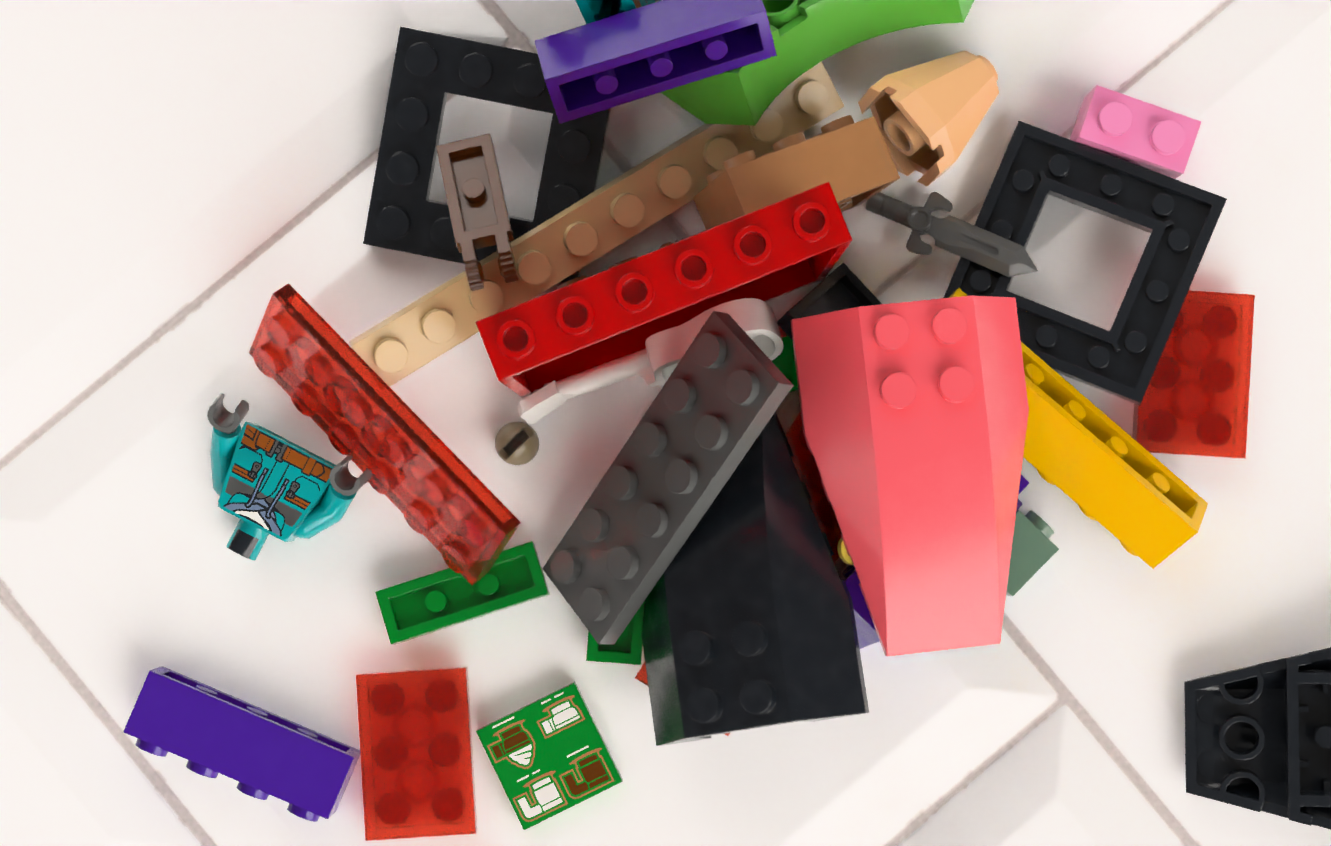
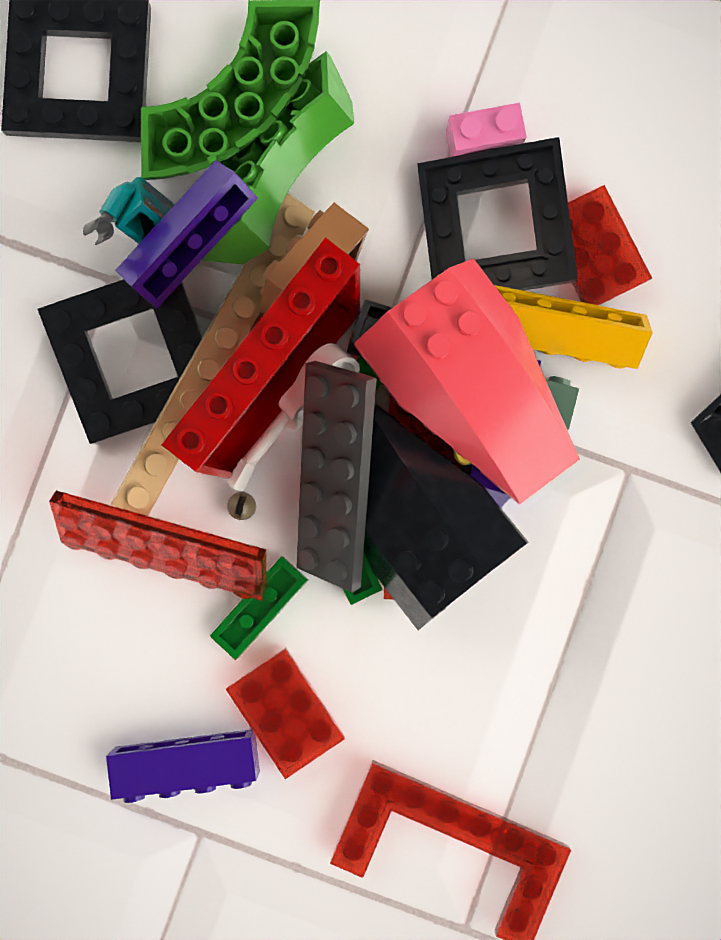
camera: 30 degrees left, 0 degrees up
(274, 482) = (115, 607): torso -> none
(477, 205) = (138, 383): hinge -> none
(549, 755) = (361, 670): green tile -> none
(932, 111) = (365, 184): light nougat cone -> none
(953, 234) = (417, 247): dark grey sword -> none

